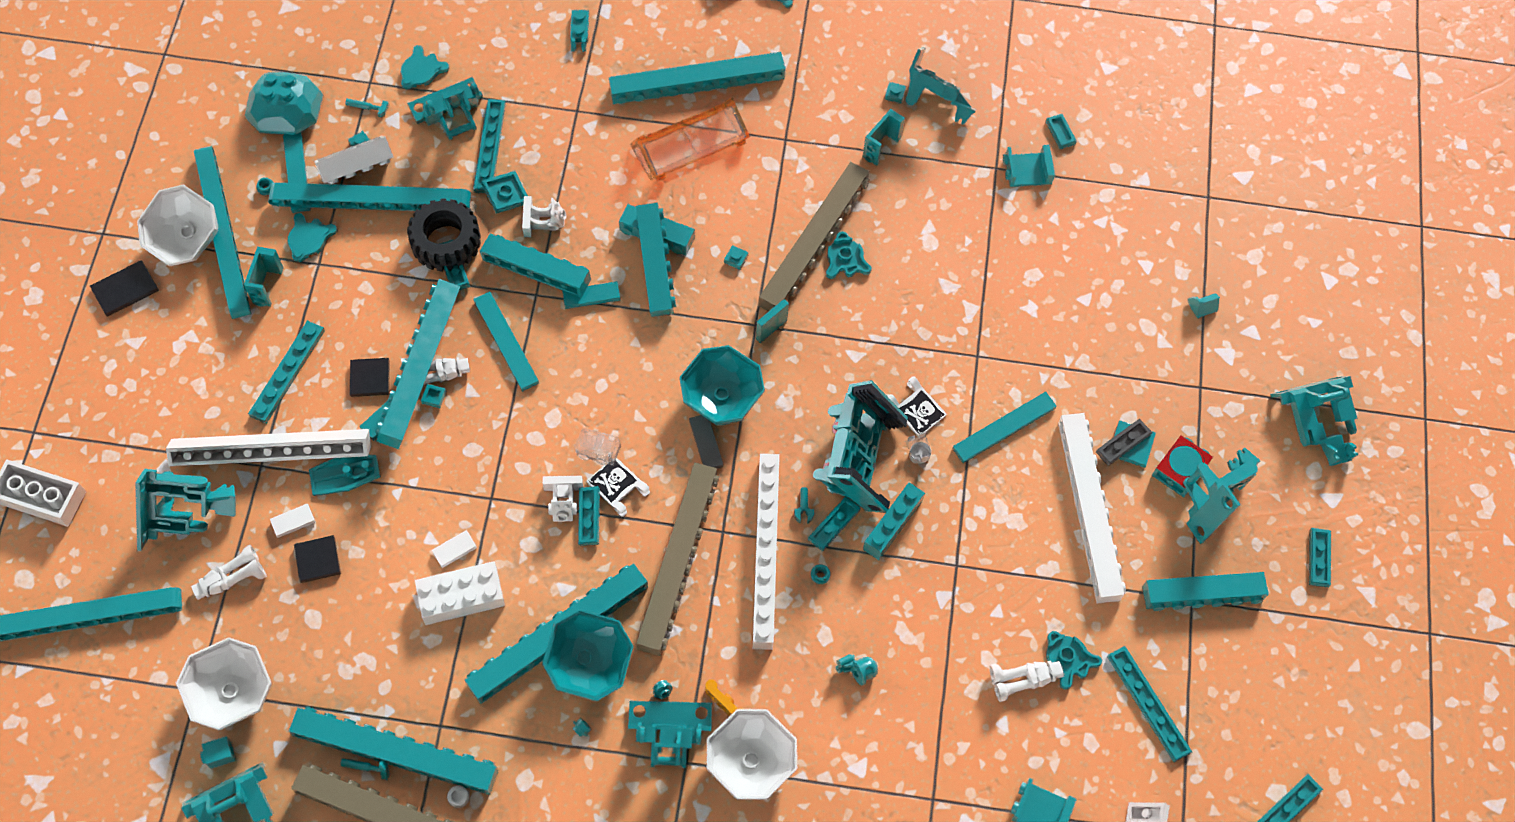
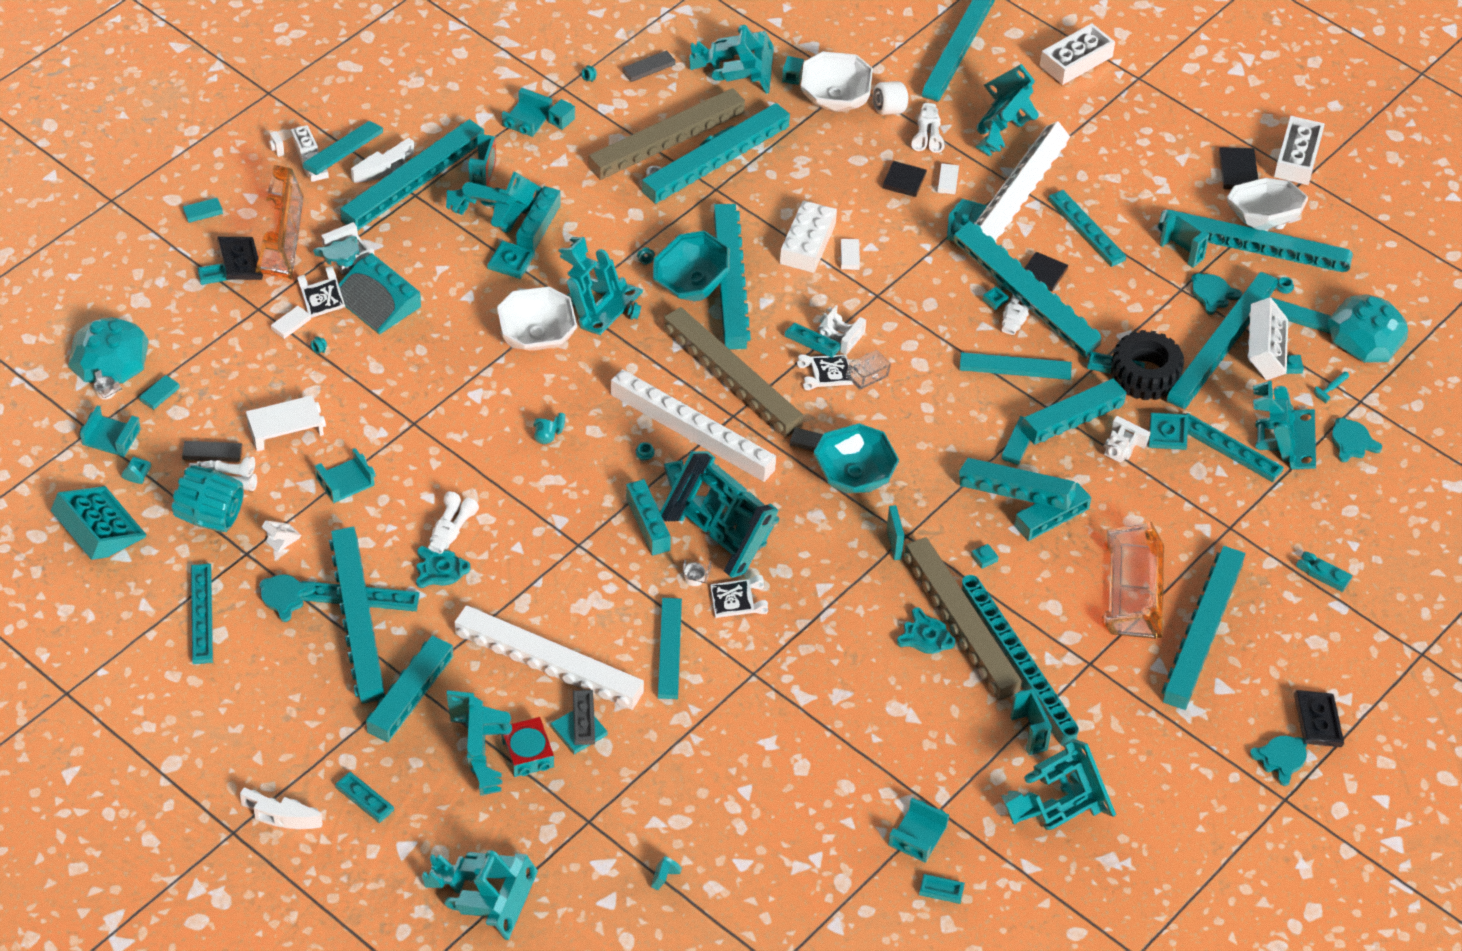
camera: 125 degrees right, 15 degrees down
(75, 243) = (1299, 150): none -> white brick
(209, 627) = (890, 97): none -> white head
(725, 701) = (593, 339): light orange plate -> none
(865, 120) = (1020, 659): none -> teal beam
(1174, 683) = (358, 615): none -> teal brick
(1201, 764) = (284, 594): none -> teal tile
(1387, 598) = (284, 814): none -> white slope

